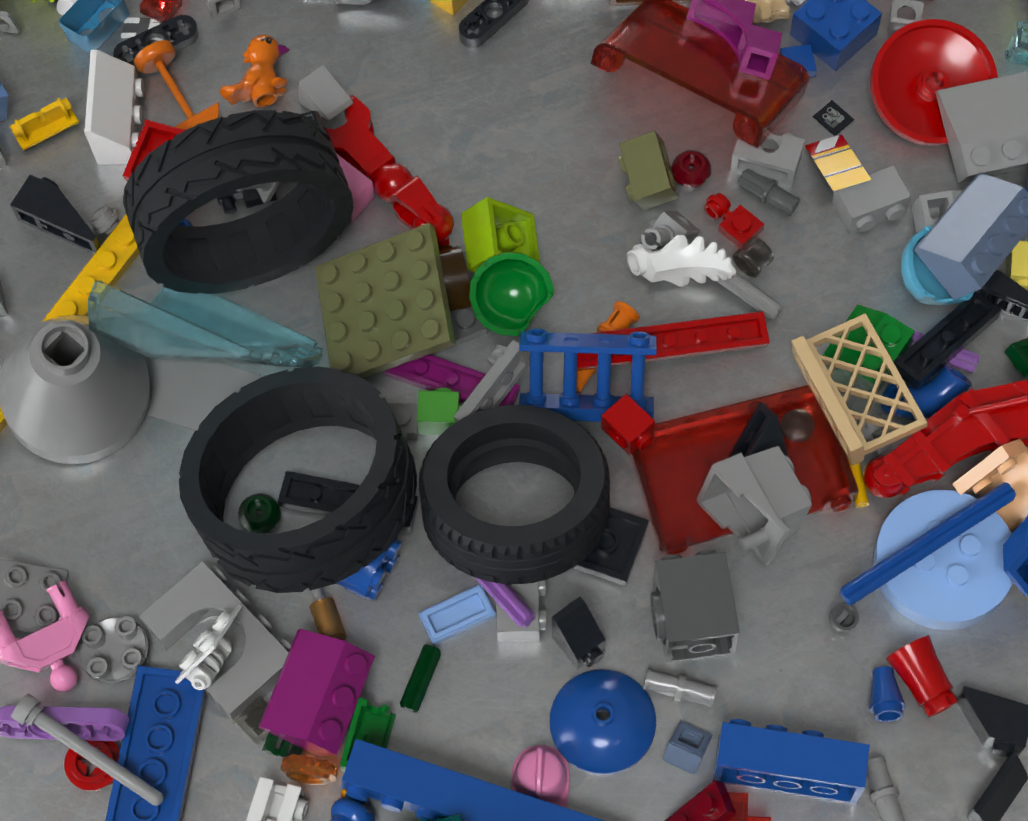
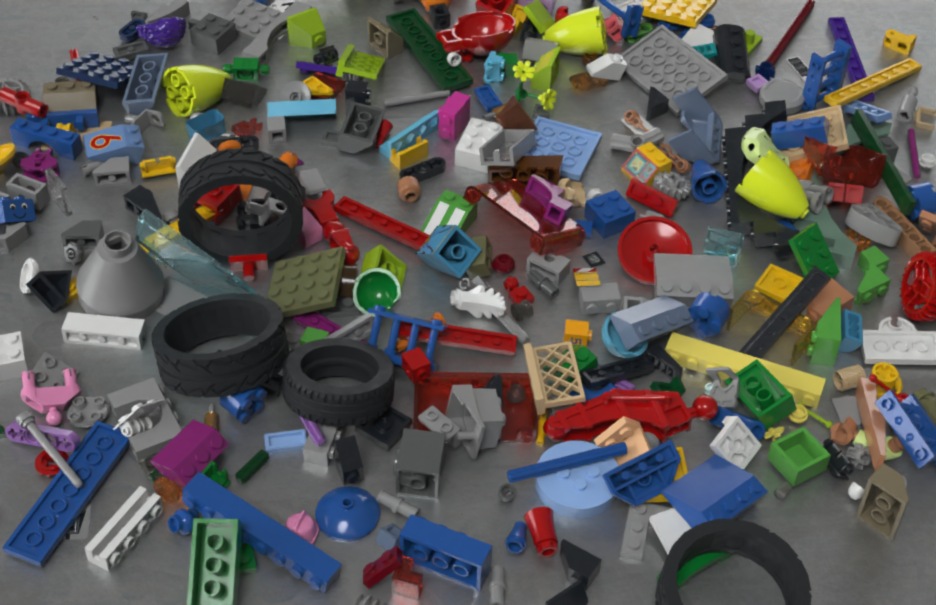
camera: 10 degrees right, 20 degrees down
(80, 484) = (104, 331): none -> white brick
(273, 287) = (248, 264): none -> red tile
(468, 141) = (380, 222): none -> red plate
(485, 58) = (408, 189): none -> nougat head
(572, 106) = (451, 210): none -> bright green slope
(601, 176) = (448, 250): none -> dark azure slope
(702, 527) = (437, 421): none -> light grey bracket
(857, 280) = (577, 332): none -> light orange brick

